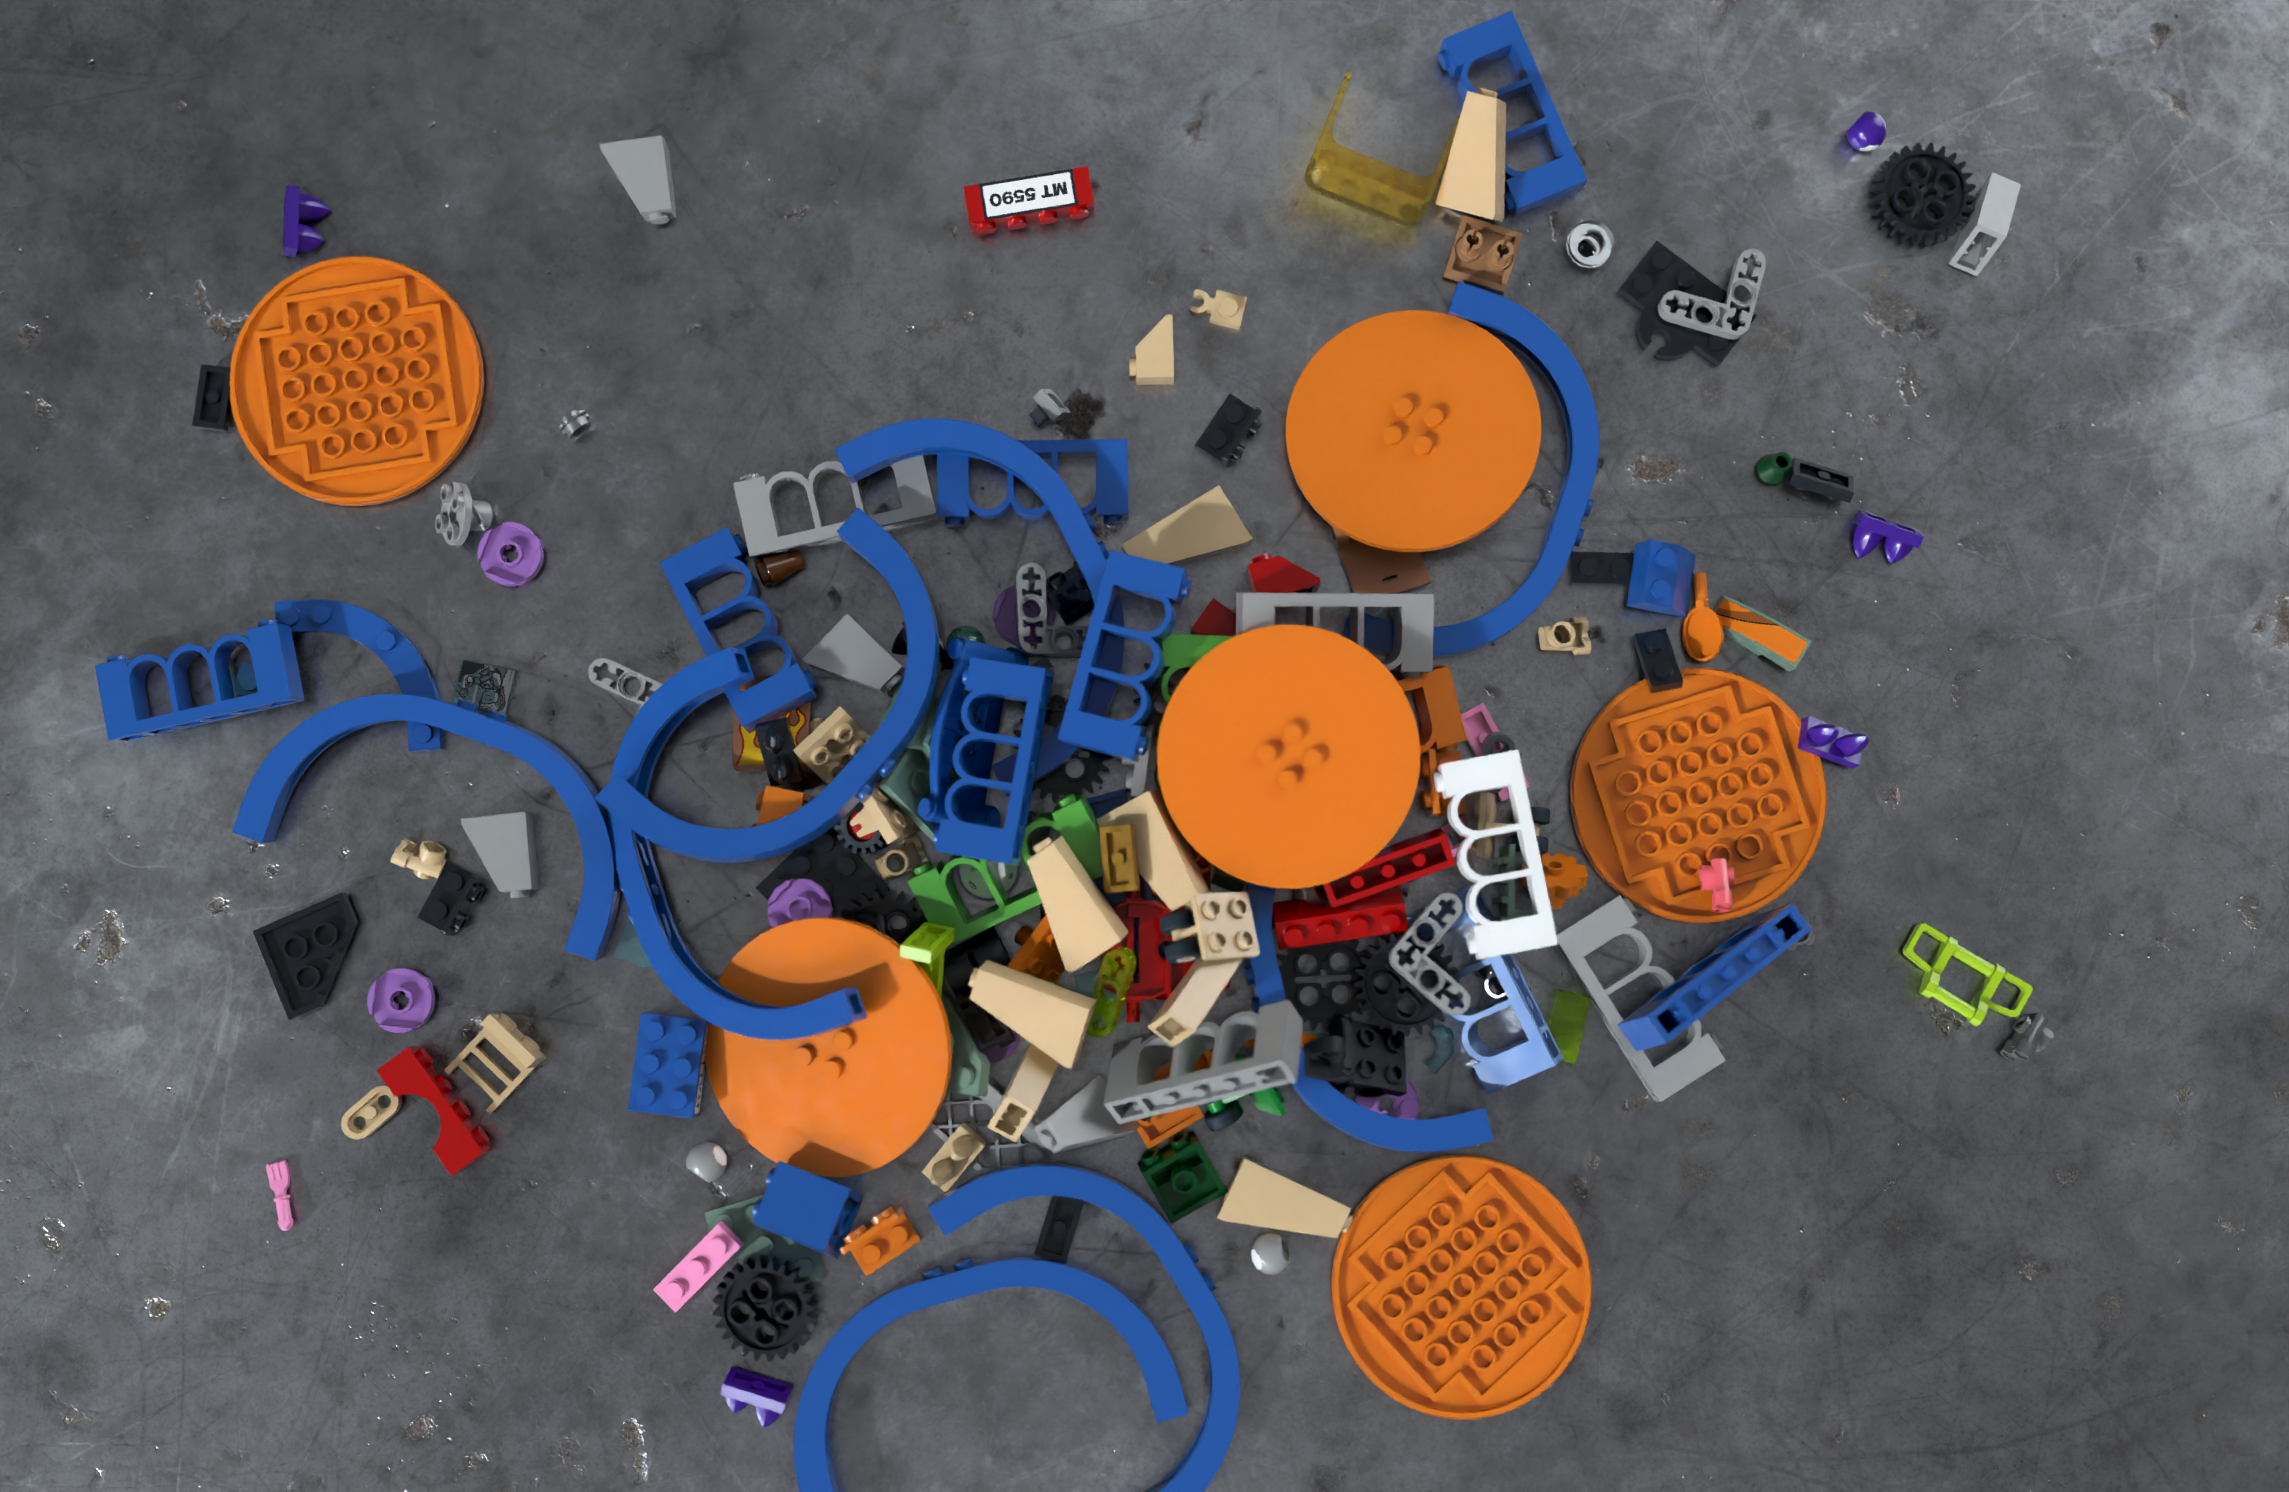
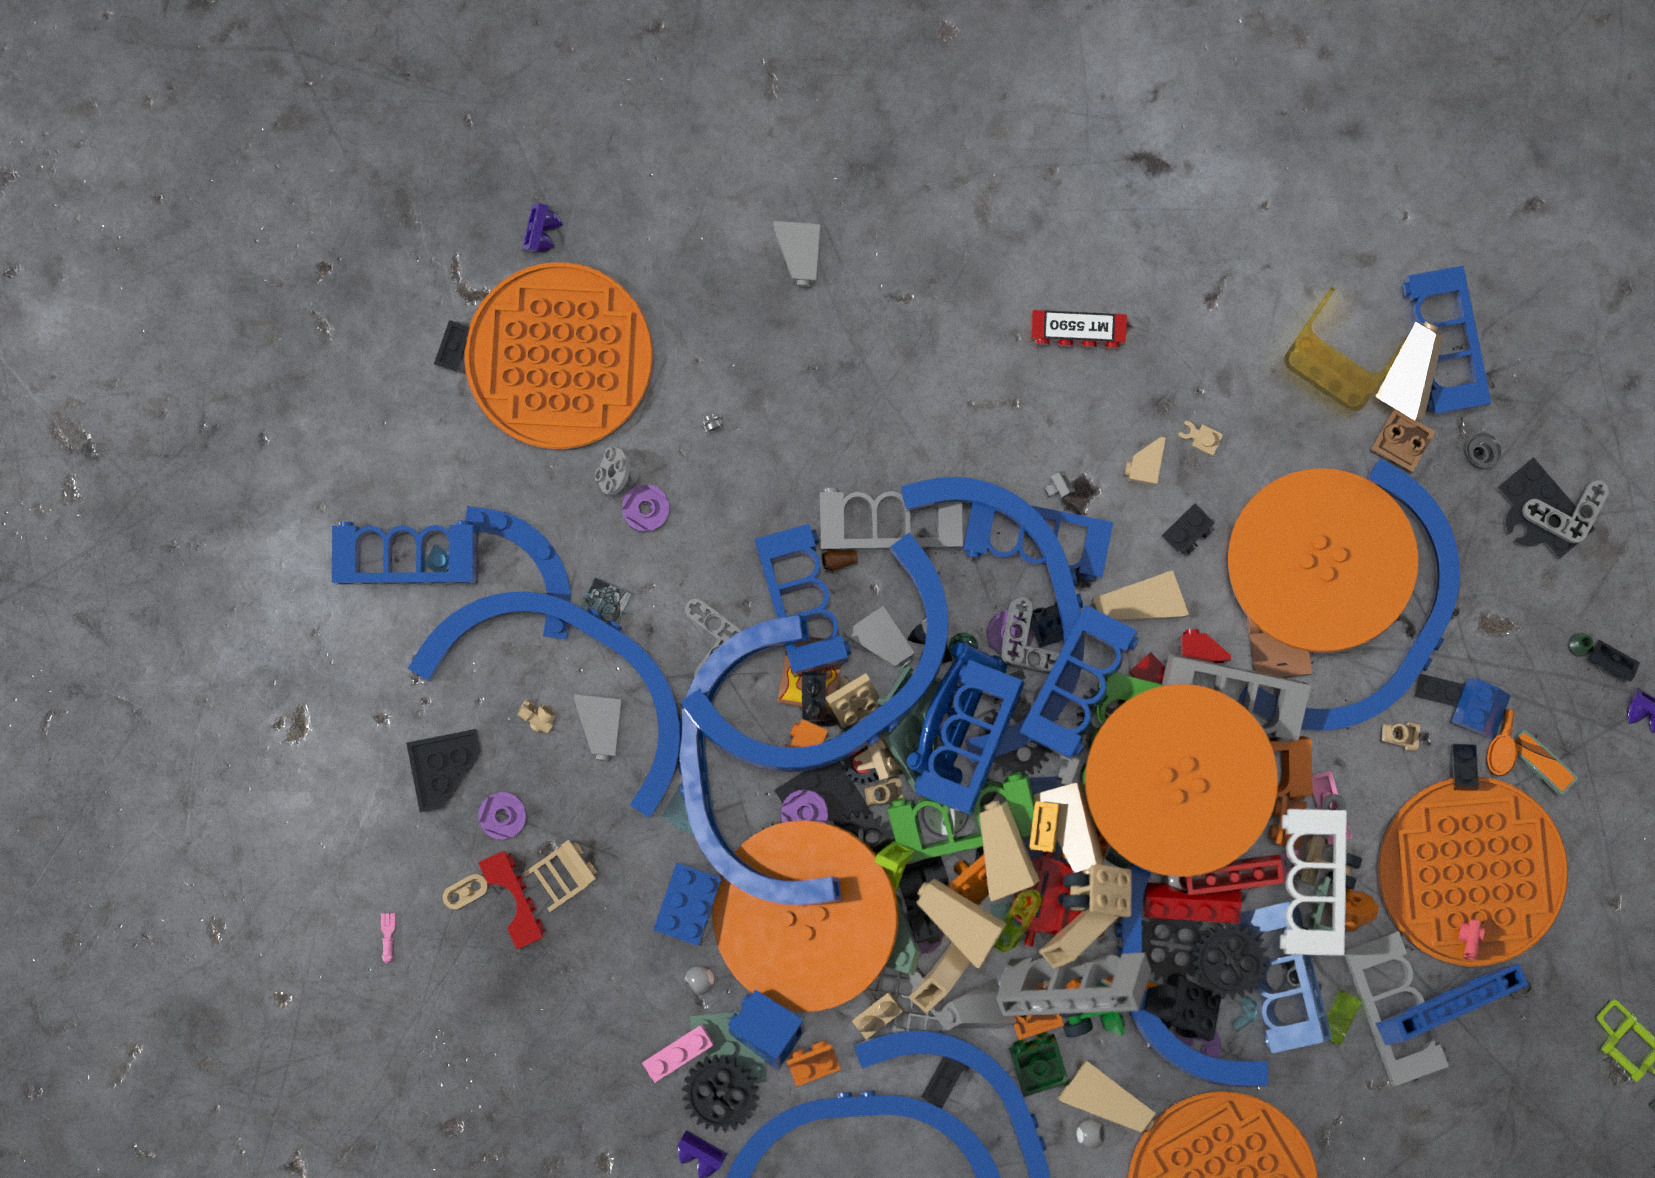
camera: 10 degrees right, 0 degrees up
(452, 899) = (552, 750): black bracket -> none
(1422, 962) = (1245, 948): light grey beam -> none
(1831, 742) = (1577, 854): dark purple tile -> none

